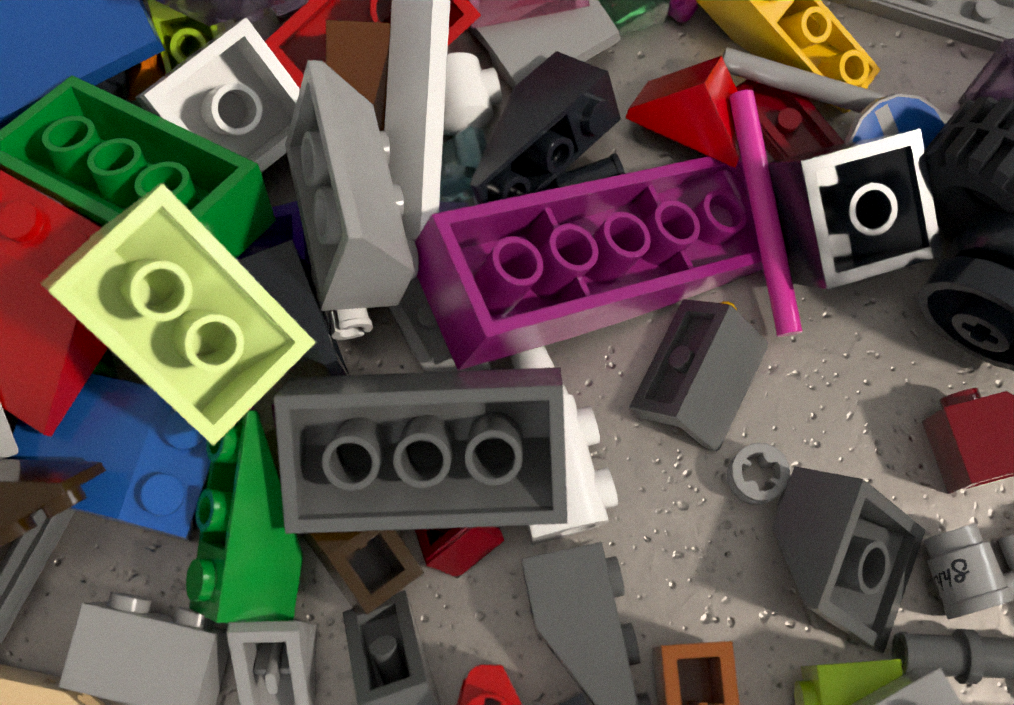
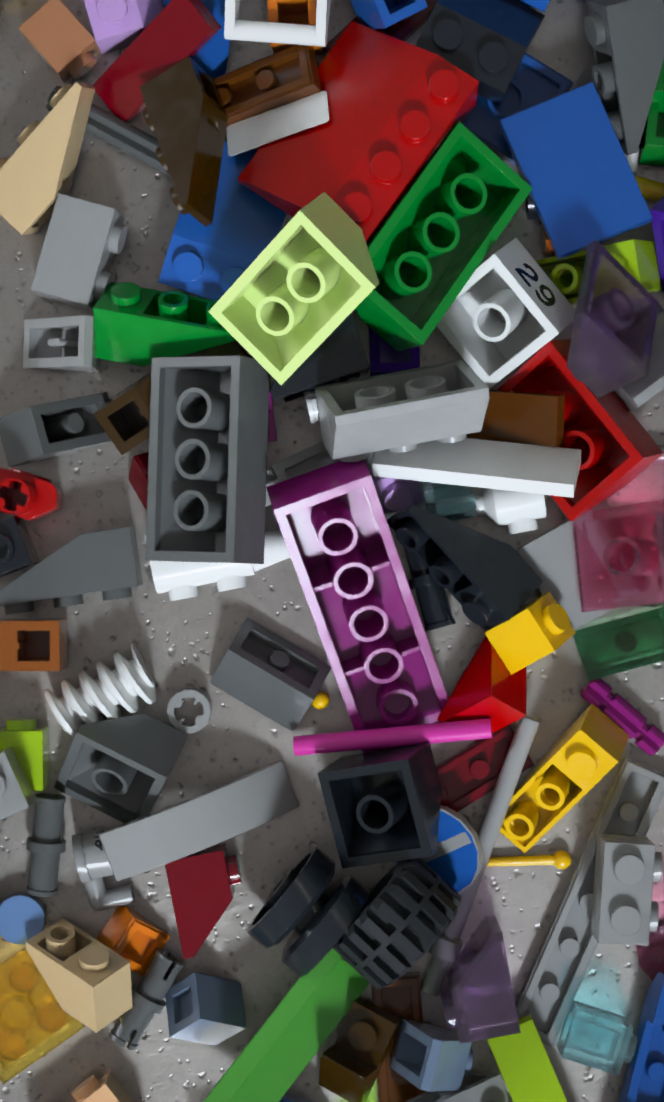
camera: 90 degrees right, 15 degrees up
(628, 54) = (531, 633): none -> yellow brick
(753, 588) = (104, 693): none -> white piece
(882, 31) = (560, 859): none -> yellow hinge
(918, 447) = (199, 822): none -> light grey slope

